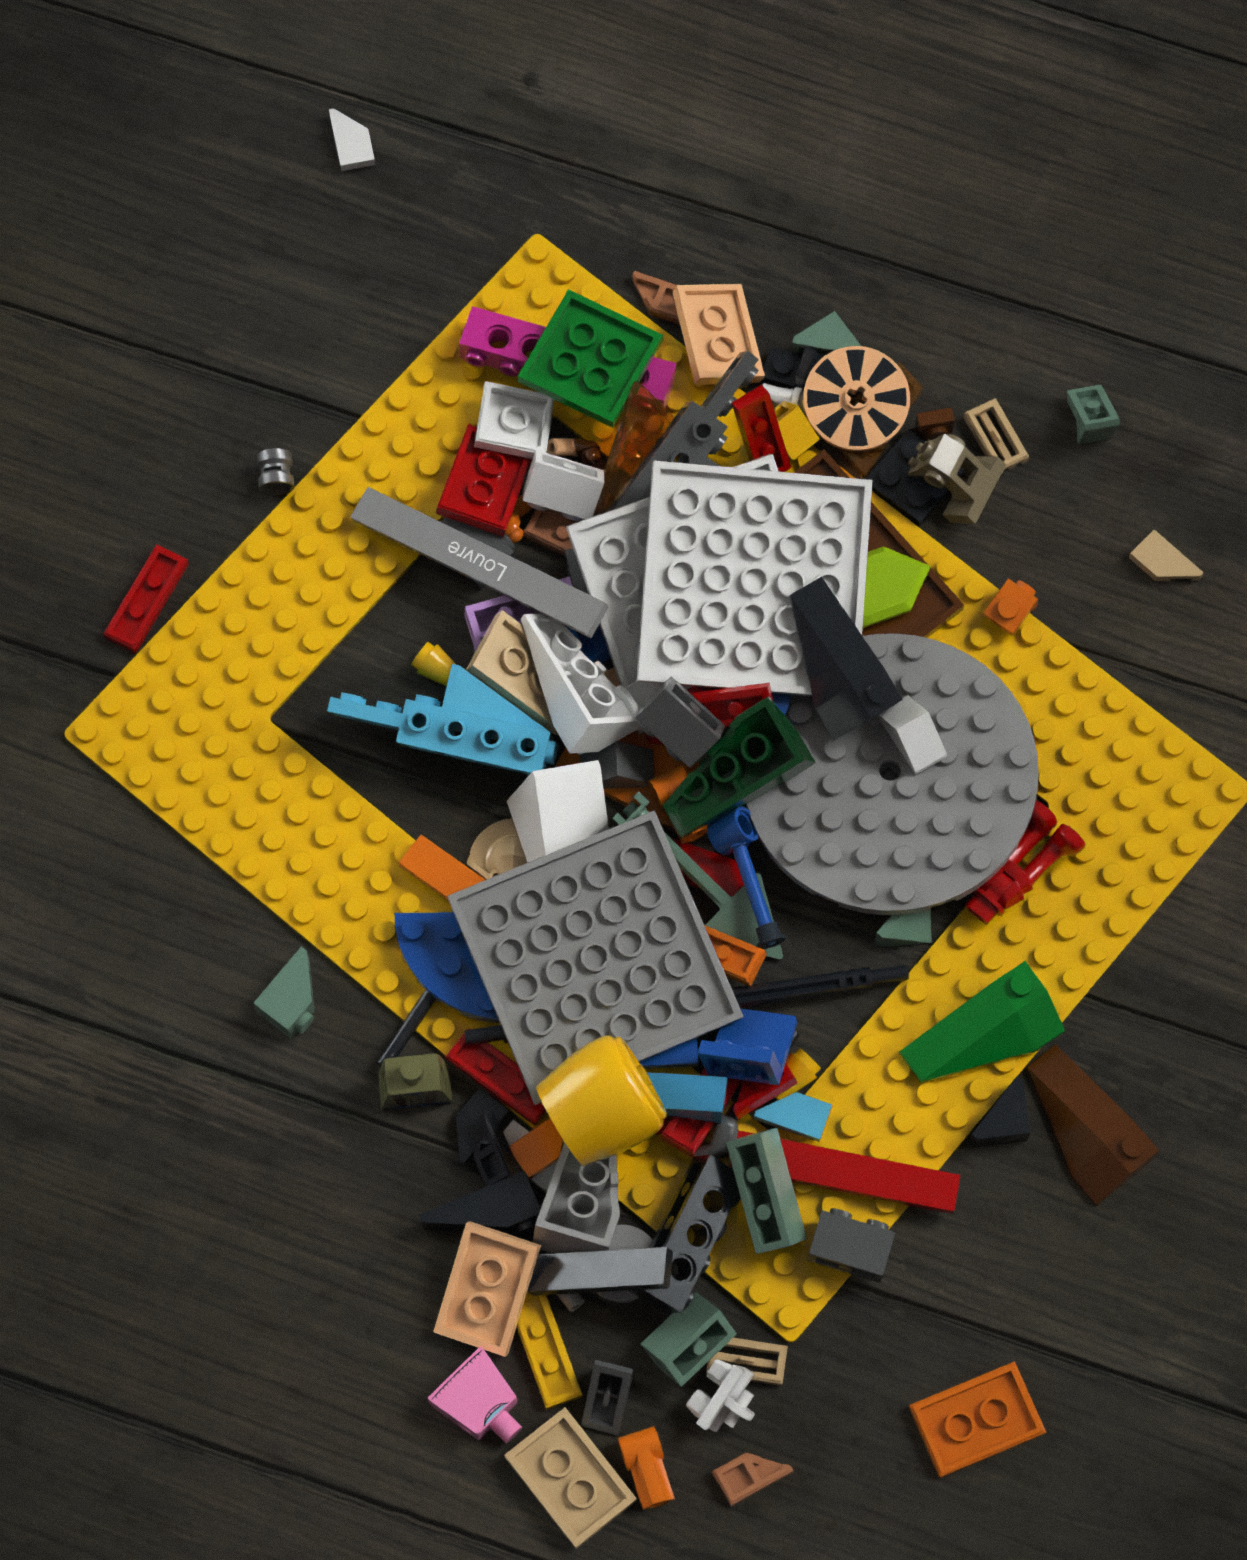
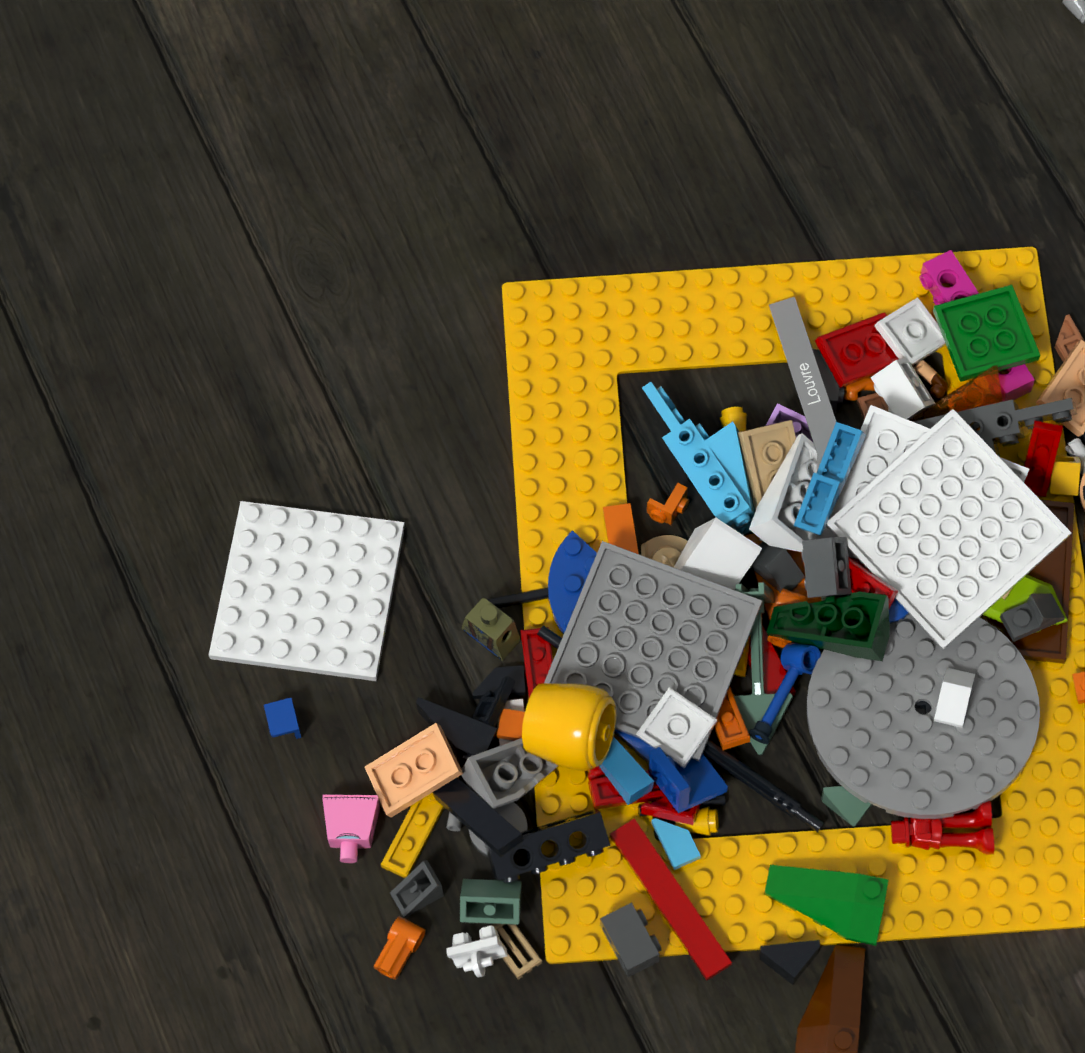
camera: 50 degrees right, 5 degrees down
(146, 598) = (618, 253): red tile -> none
(193, 1218) = (307, 591): none -> white plate
(275, 471) = (755, 246): flat silver wheel -> none
(289, 997) = (475, 523): sand green slope -> none
(307, 1365) = (282, 718): none -> blue panel
(351, 141) = (981, 112): white tile -> none
(462, 794) = (675, 504): none -> orange bracket
(570, 1478) = (354, 912): tan plate -> none
(601, 635) = (830, 478): none -> dark azure slope
(695, 1006) = (676, 727): none -> white tile
(722, 1133) = (621, 815): dark grey arm -> none
(747, 1476) = (448, 1007): nougat tile -> none
(766, 1190) = (612, 862): sand green brick -> none
(841, 667) = (947, 621): black wedge -> none
(900, 593) = (1032, 616): none -> dark grey slope

